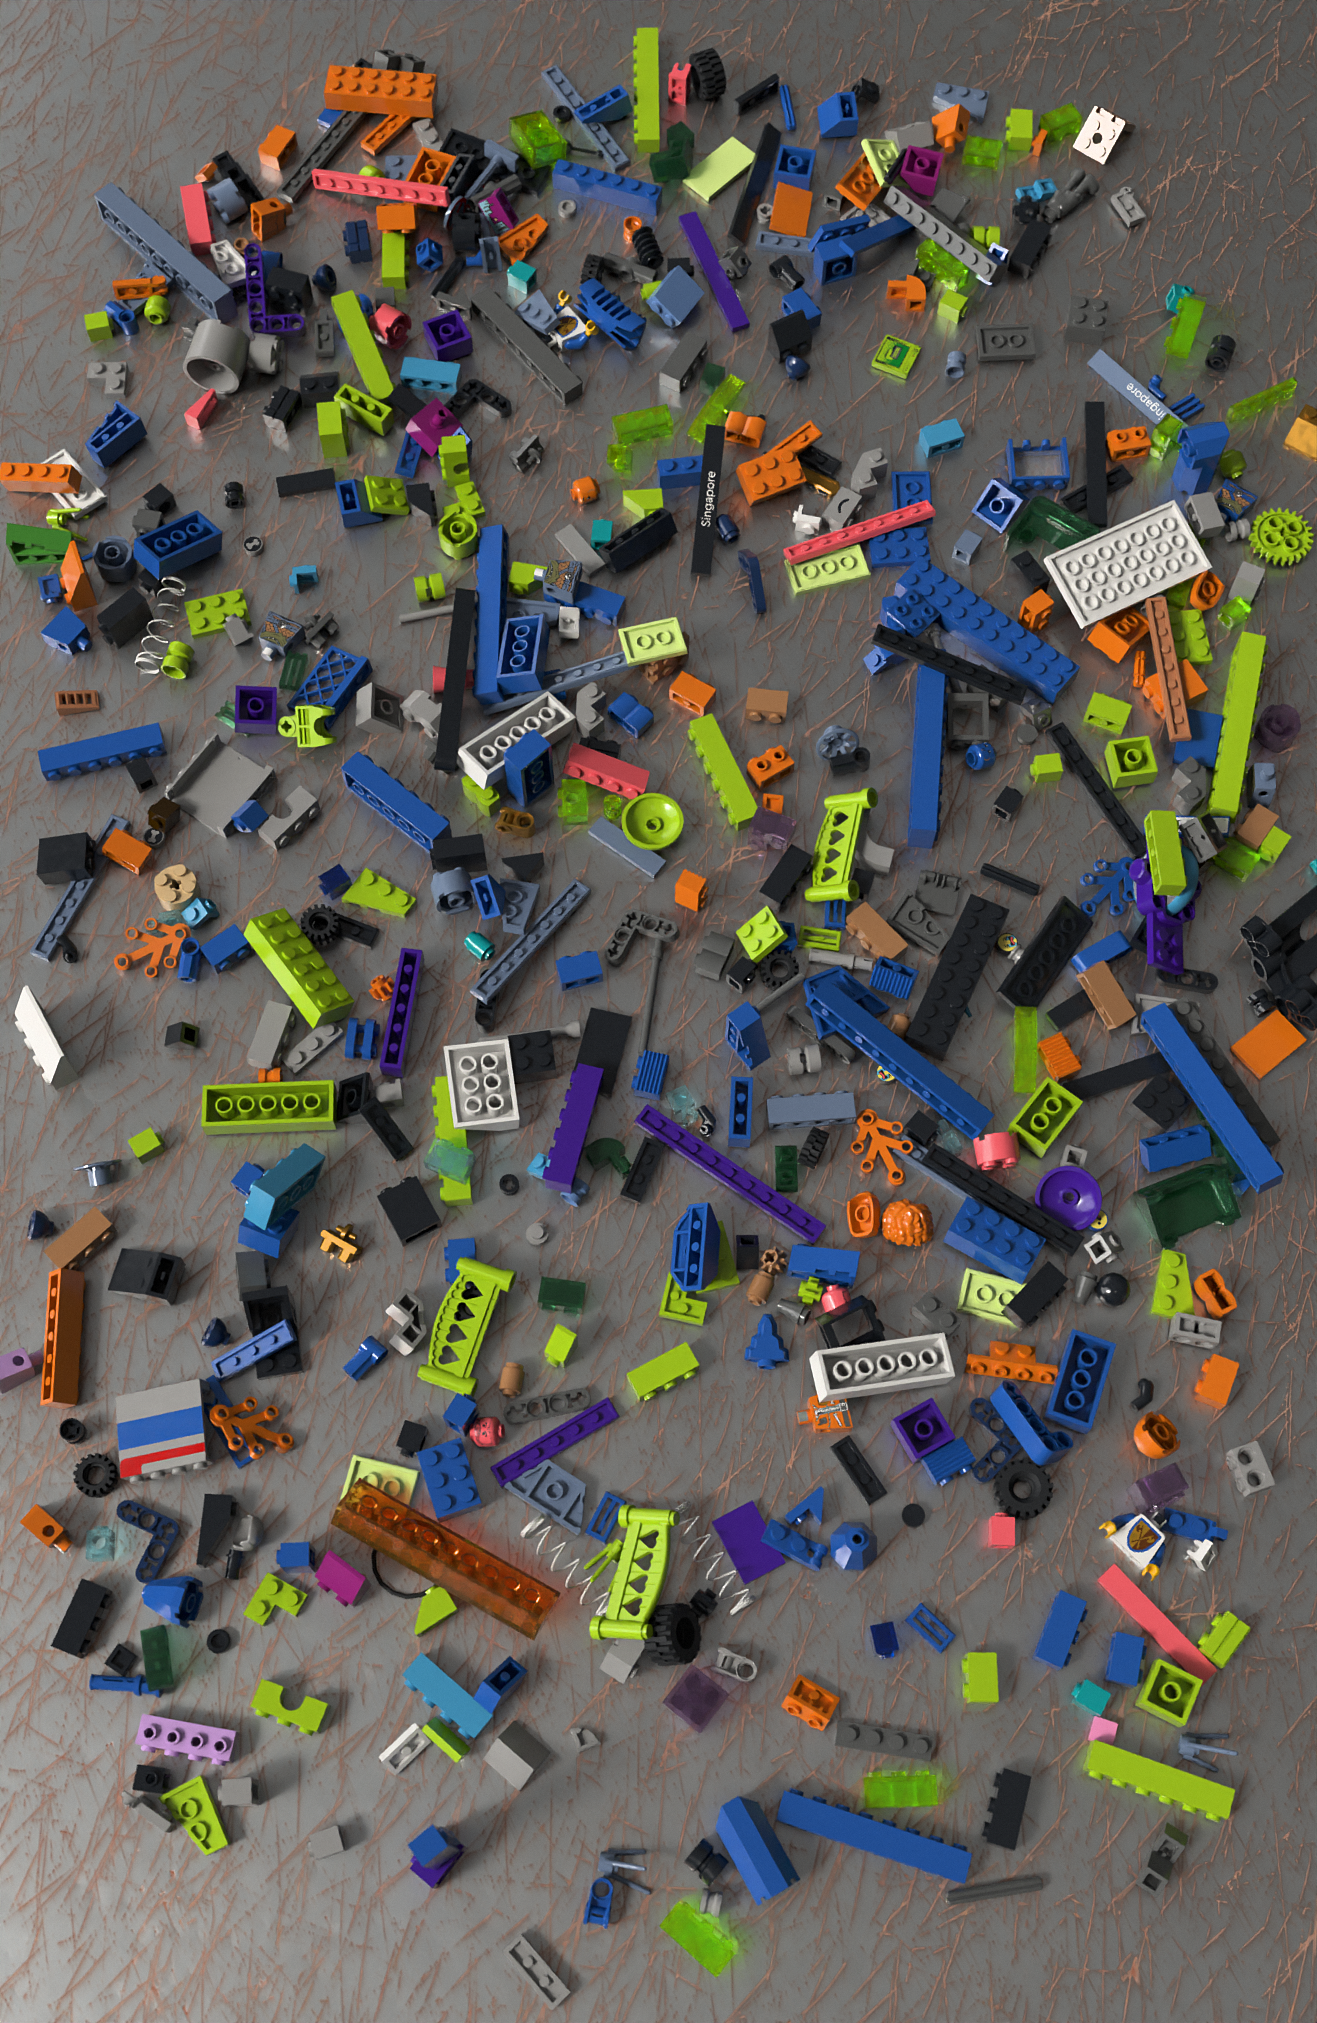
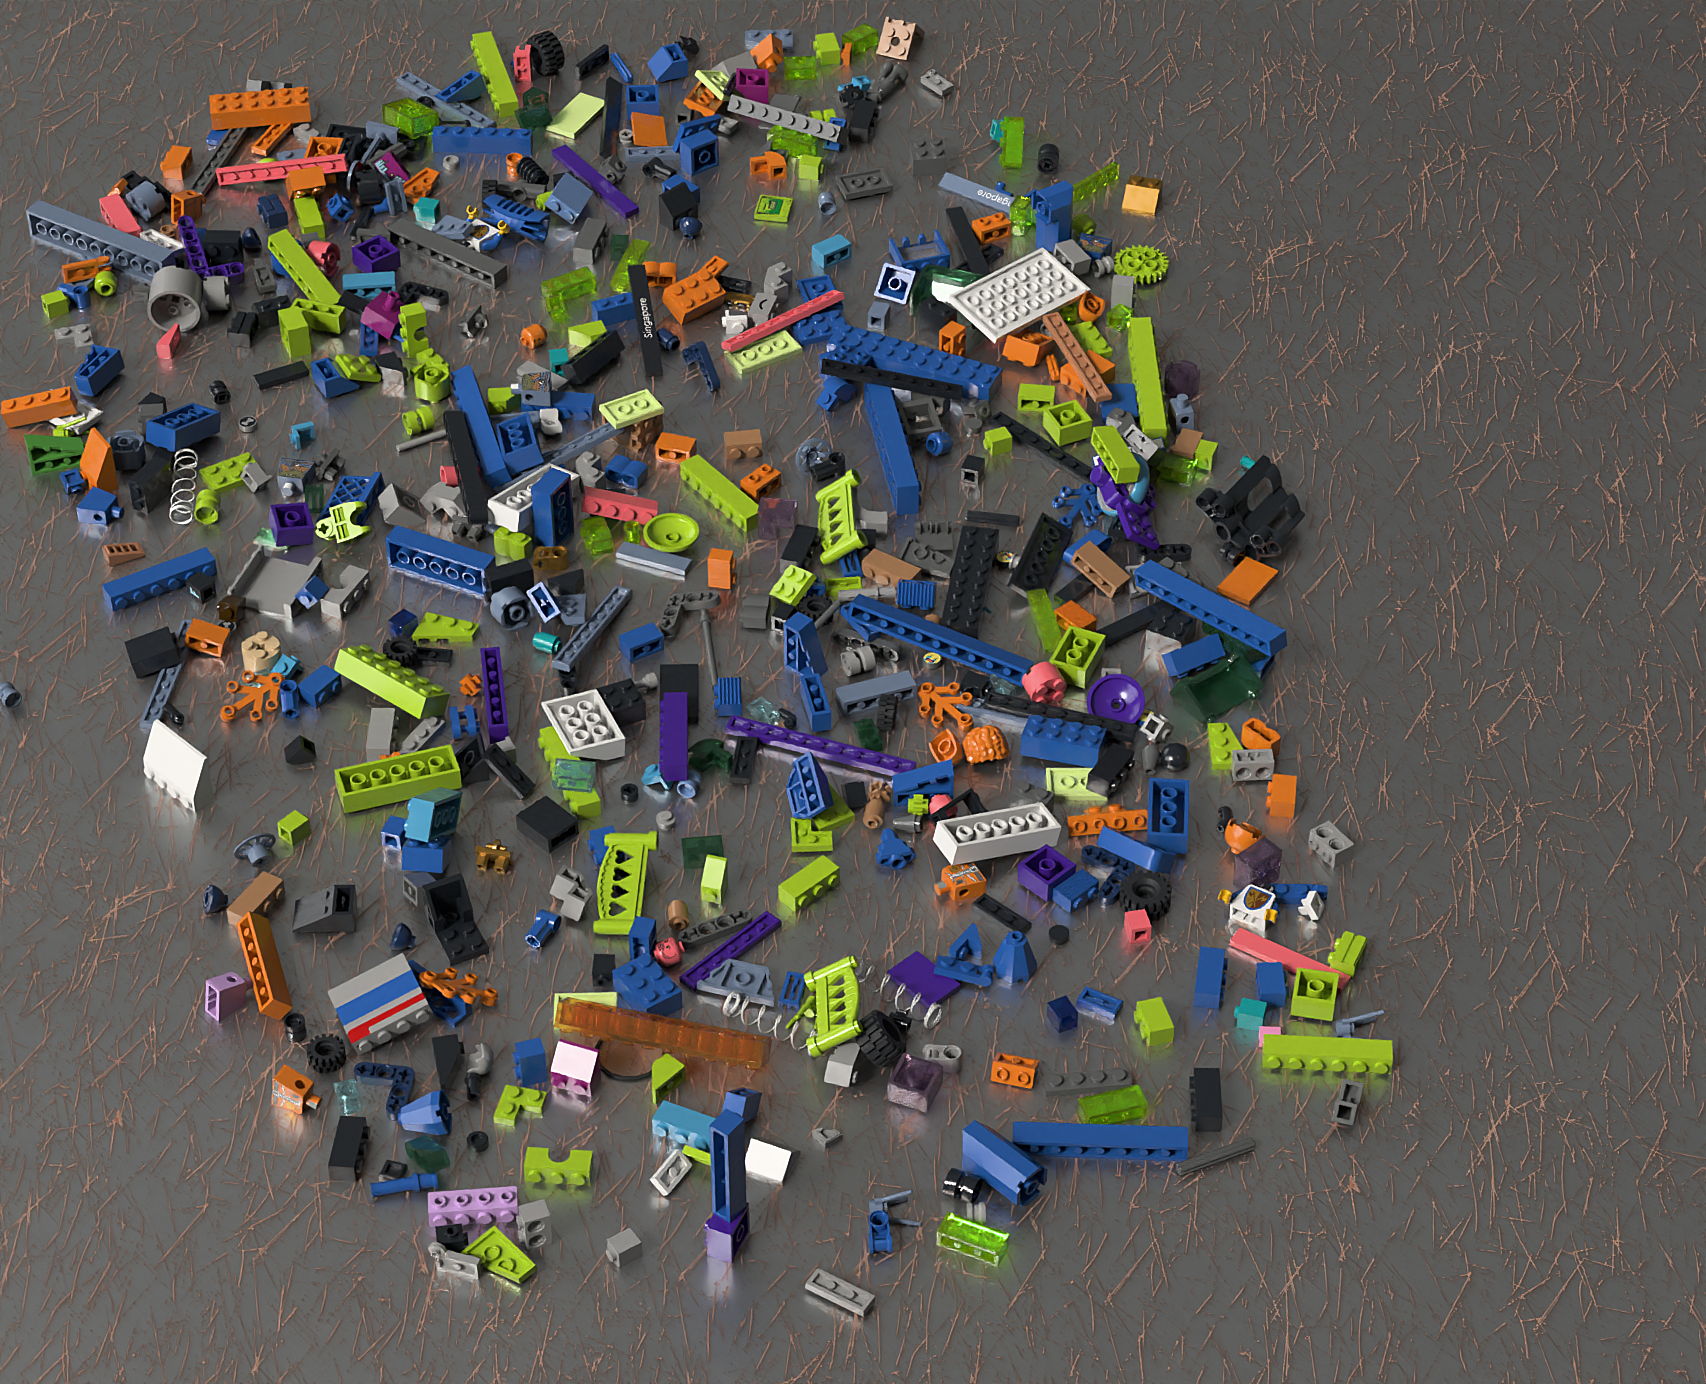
camera: 15 degrees left, 25 degrees down
(253, 1350) = (443, 936): tile -> none
(875, 235) = (730, 128): blue tile -> none

